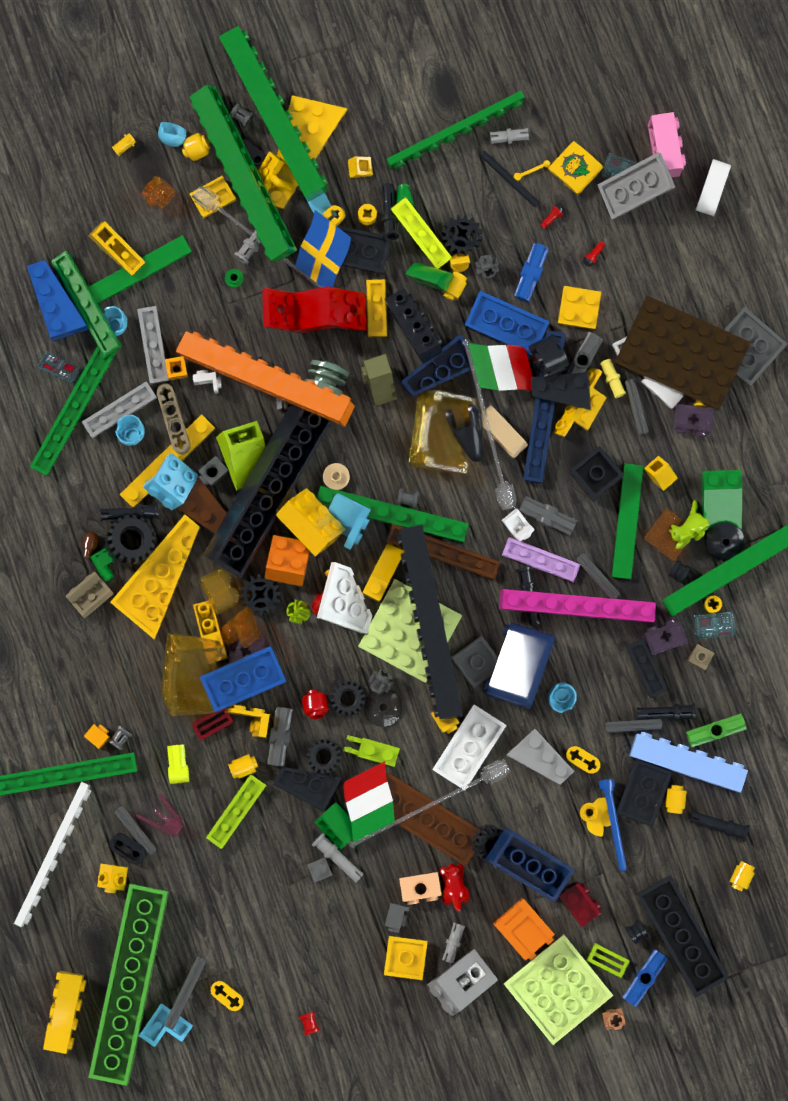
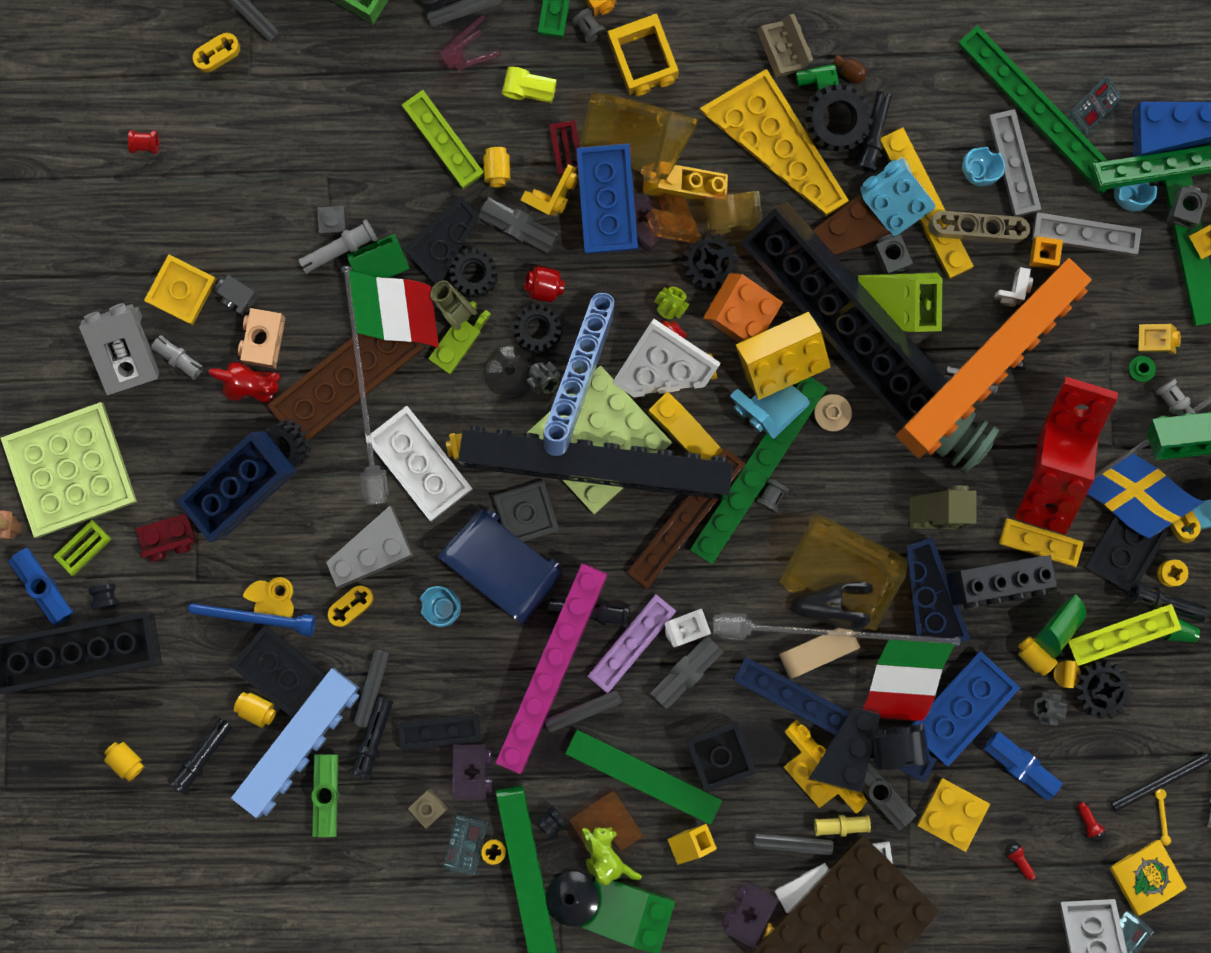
camera: 115 degrees right, 0 degrees up
(119, 288) = (1179, 215): none -> dark grey brick
(151, 684) = (636, 31): none -> yellow window
(209, 273) = (1159, 338): none -> yellow bracket
(353, 759) = (452, 304): none -> olive piece
(380, 655) = (578, 383): none -> medium blue beam
(524, 929) = (157, 450): orange container -> none

